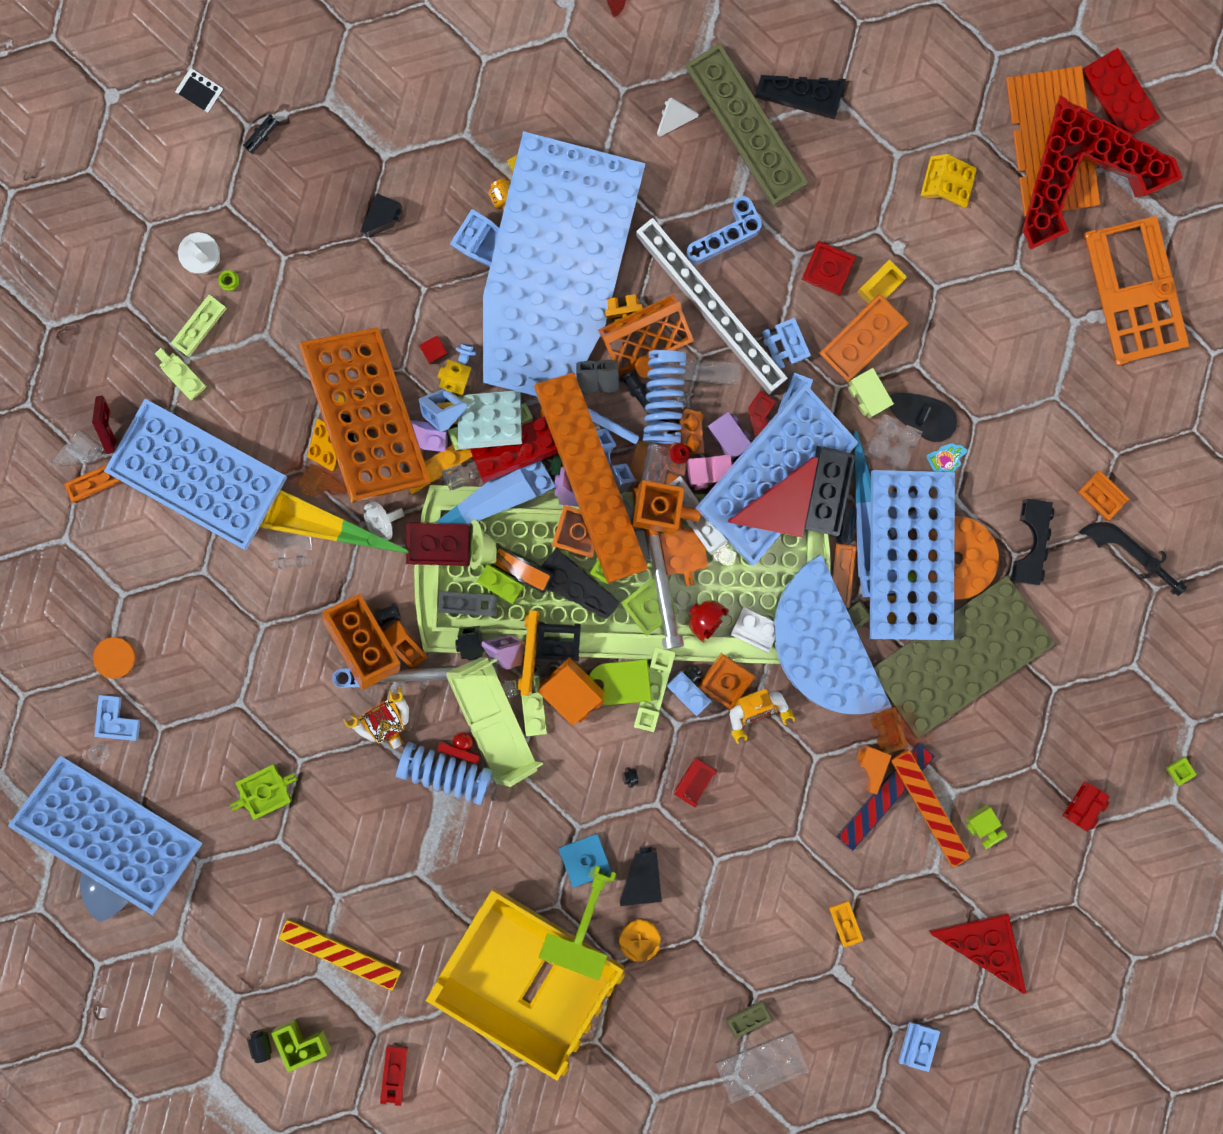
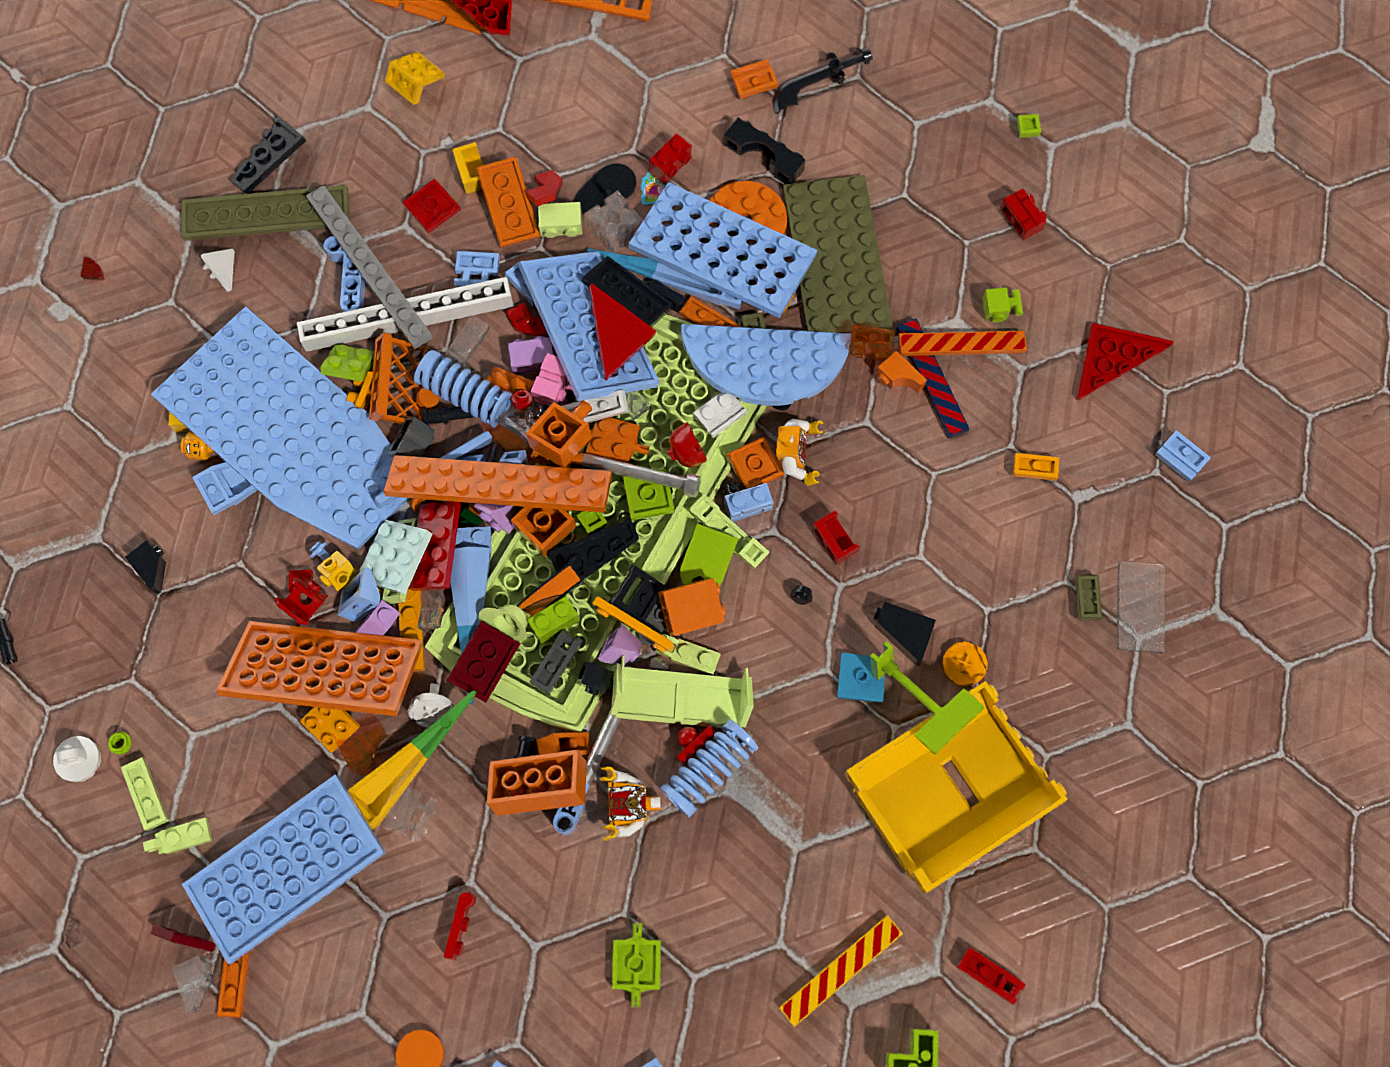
camera: 65 degrees left, 15 degrees down
(223, 636) = (459, 925): none -> red plate
(413, 363) = (295, 607): none -> red piece
(641, 281) = (348, 363): none -> lime plate
(736, 250) = (369, 267): none -> light grey plate
(899, 367) = (549, 184): none -> red tile
(981, 461) = (670, 159): none -> red brick

